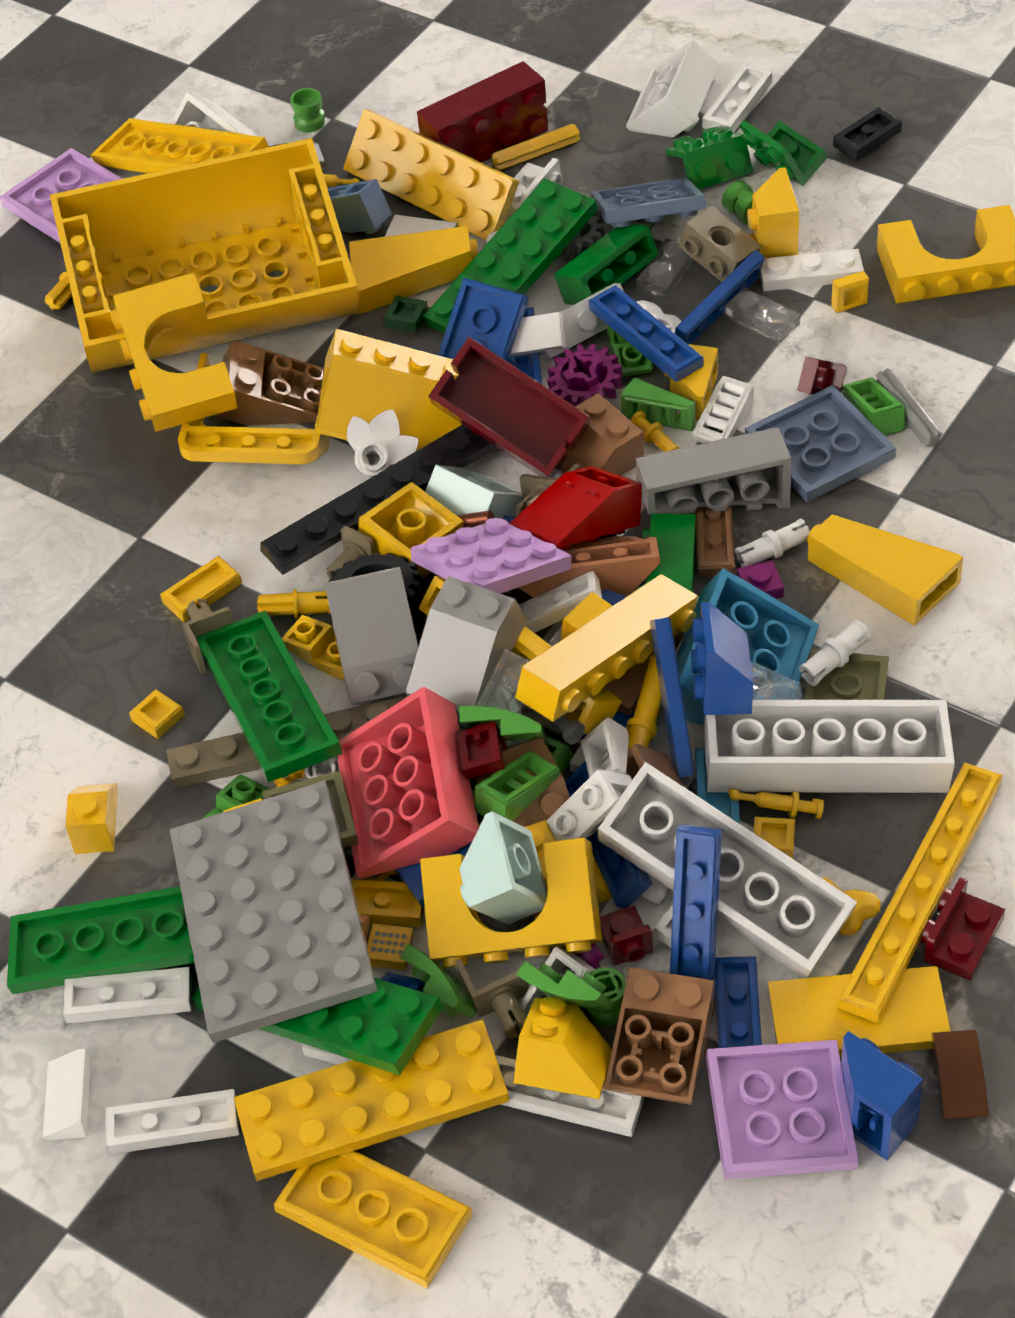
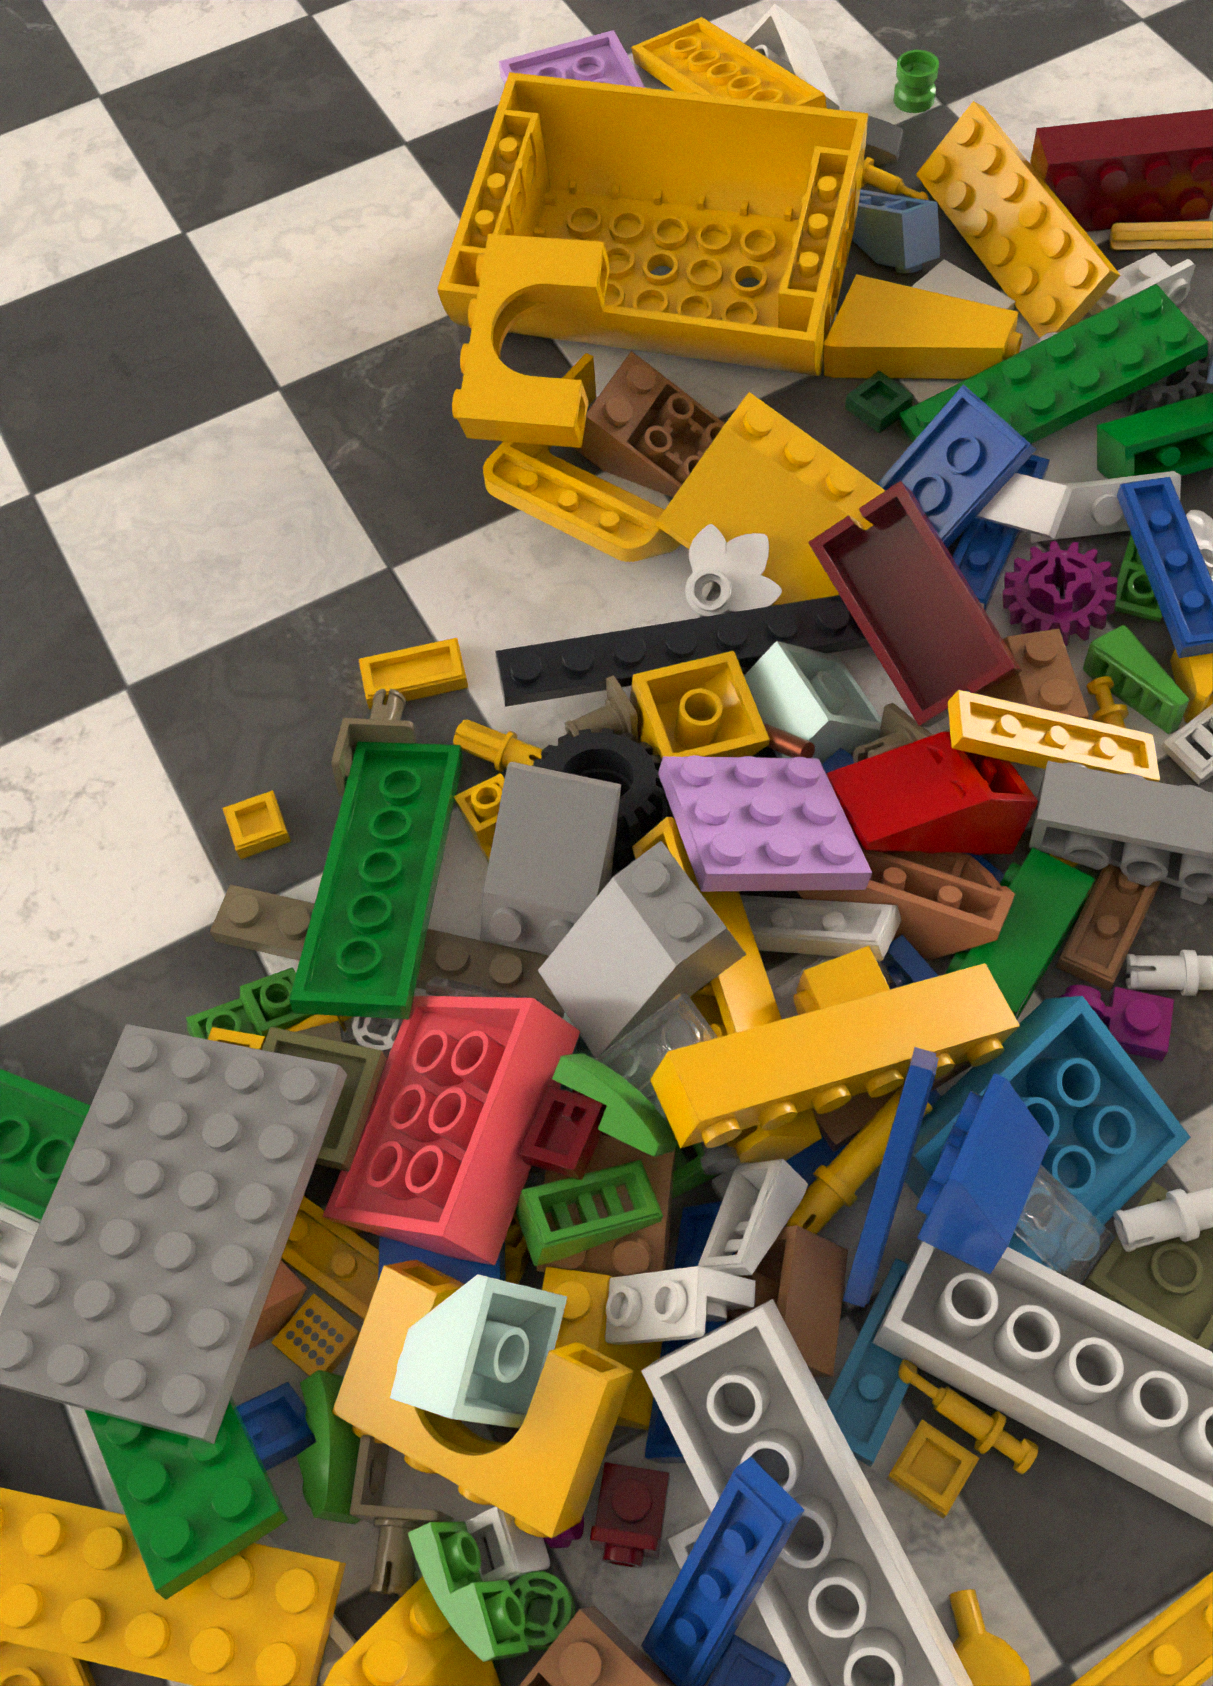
camera: 30 degrees right, 10 degrees up
(92, 818) = (89, 932): yellow slope -> none
(620, 451) = (1039, 735): none -> yellow plate

